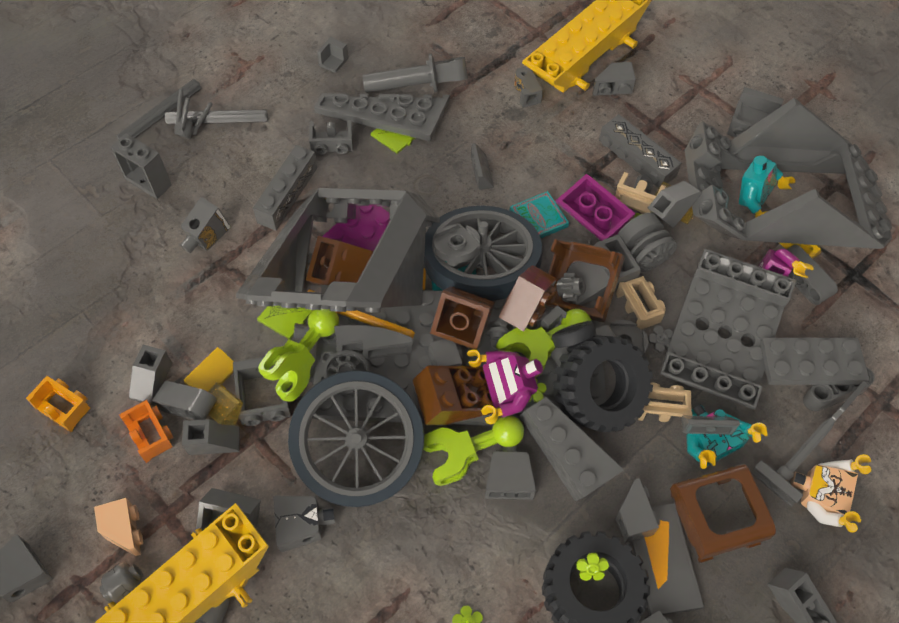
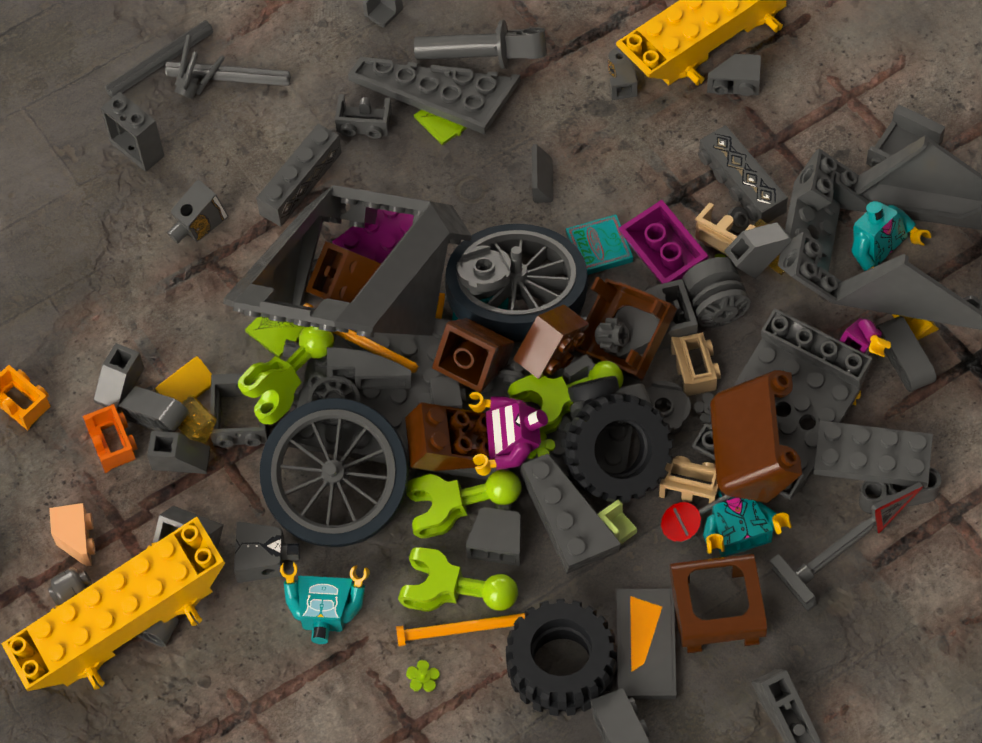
camera: 15 degrees right, 0 degrees up
(364, 562) = (324, 602): none -> teal torso
(473, 527) = (446, 583): none -> lime piece
(492, 568) = (455, 628): none -> light orange bar
(592, 567) = (555, 631): lime plant -> none
(613, 448) = (617, 521): none -> yellowish green panel
(636, 516) = (622, 592): dark grey slope -> none
(666, 439) = (684, 520): none -> red piece
(709, 425) = (728, 509): dark grey slope -> none
(720, 360) = (747, 439): none -> reddish brown windscreen
(830, 491) = (852, 596): torso -> none

